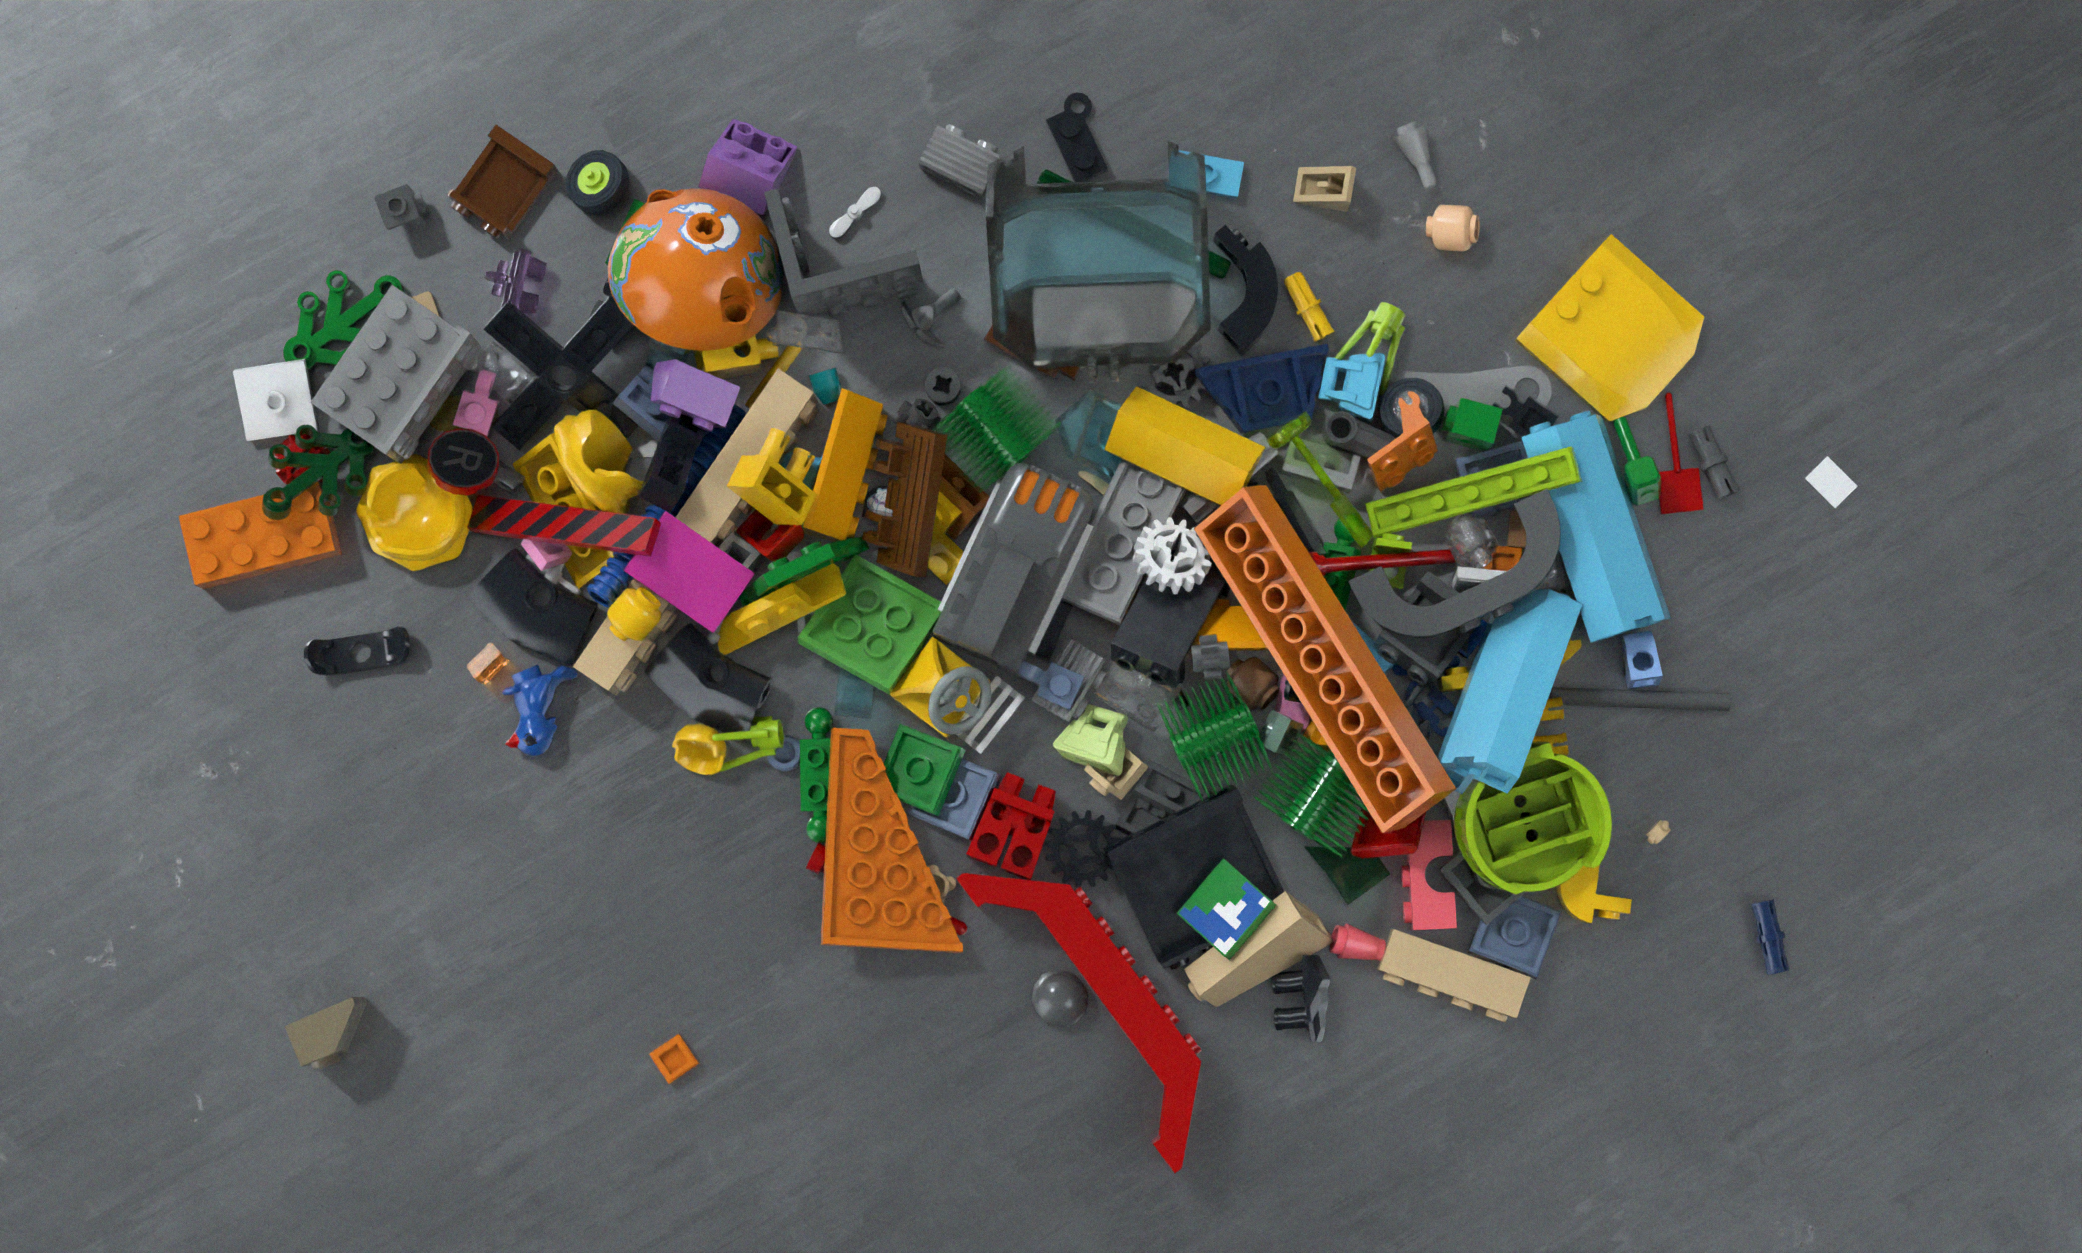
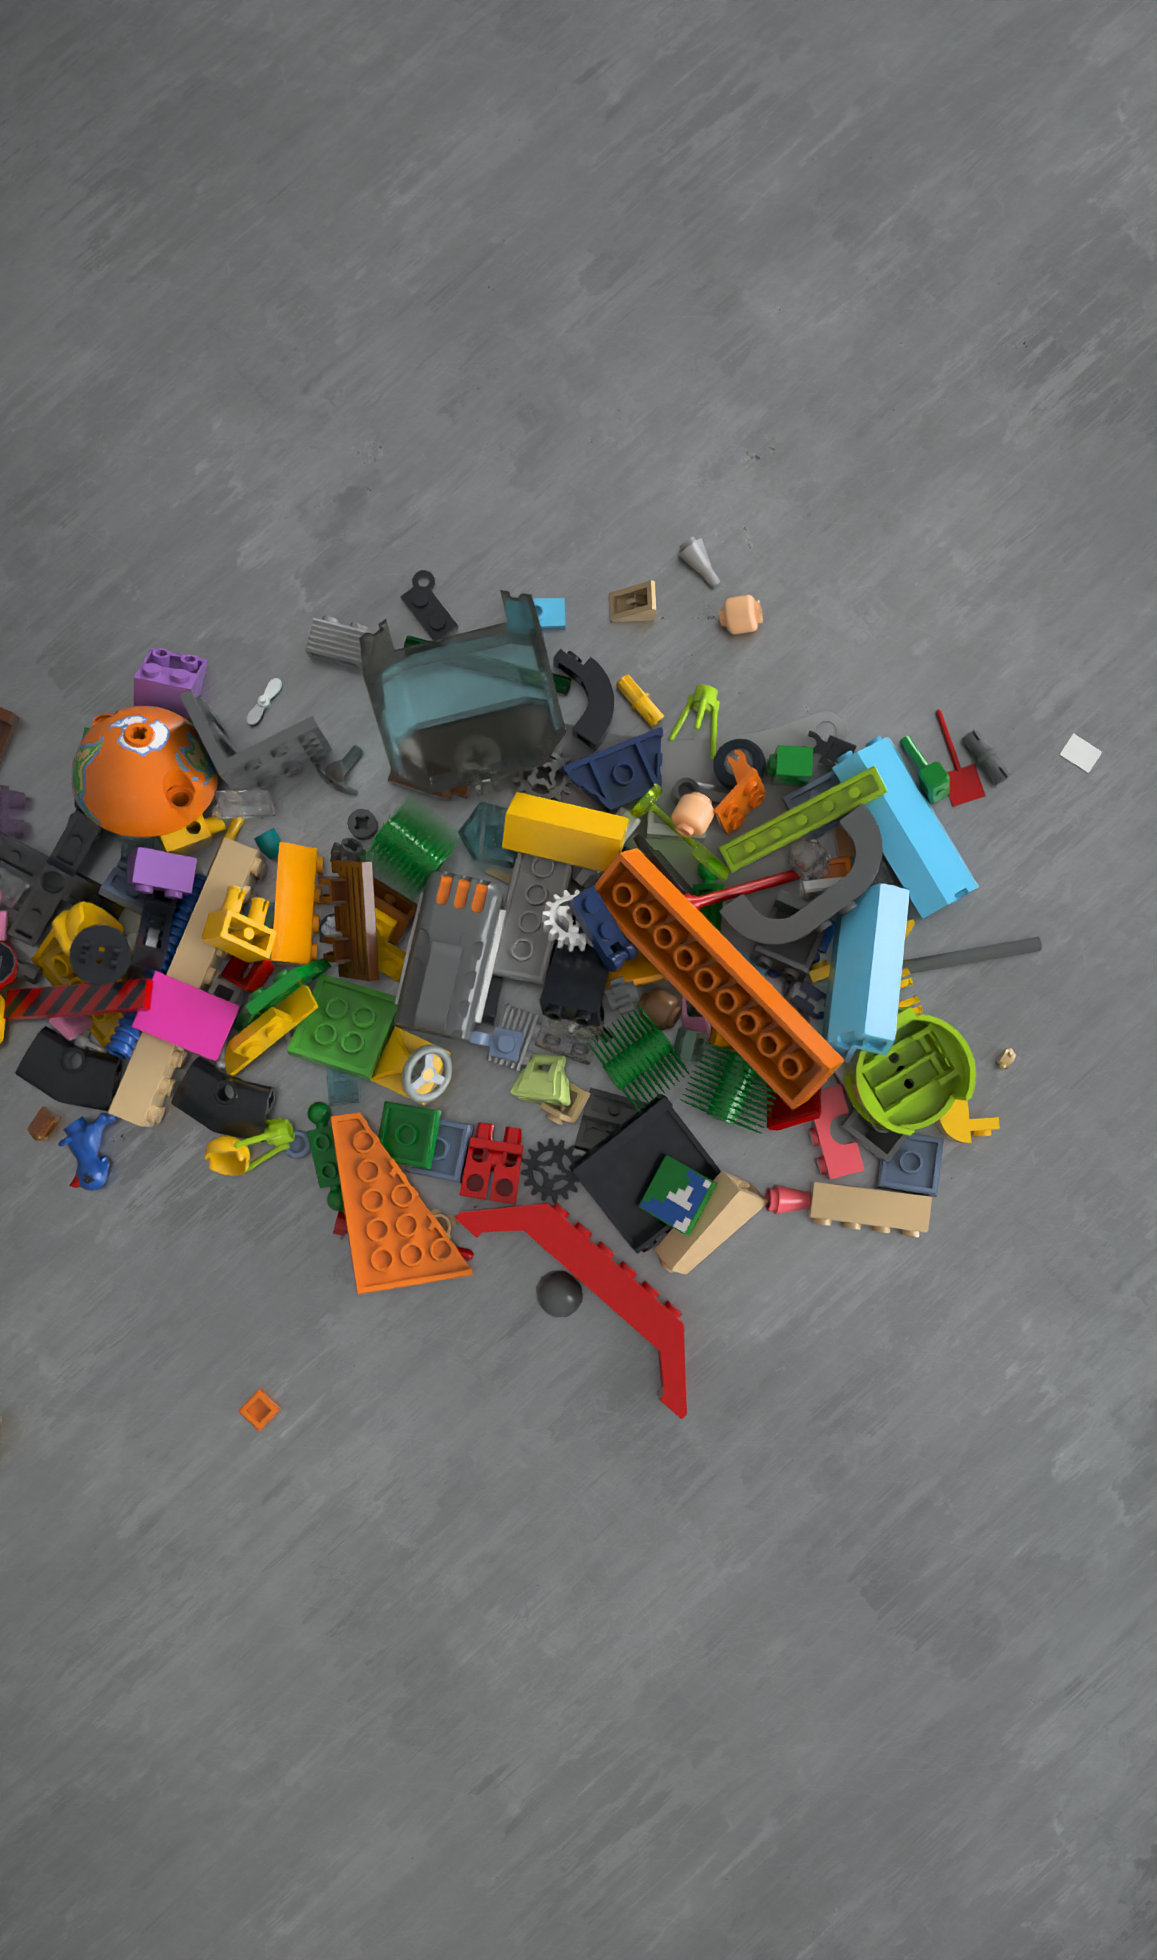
camera: 20 degrees left, 0 degrees up
(597, 181) = (51, 719): black wheel -> none
(621, 486) = (86, 951): none -> black plate
(634, 614) = (147, 1060): yellow head -> none
(1007, 690) = (465, 1056): white tile -> none
(1203, 572) = (601, 928): none -> dark blue plate
(1314, 983) = (759, 1238): black connector -> none
(1341, 459) = (693, 814): none -> light nougat head
(1350, 874) = (769, 1147): clear green slope -> none
(1360, 384) = (694, 754): medium azure piece -> none
(1392, 544) = (748, 874): lime bracket -> none
(1614, 332) = (885, 671): yellow wedge -> none
(1641, 660) = (963, 925): light blue leg -> none
(1770, 937) = (1113, 1123): dark blue pin -> none

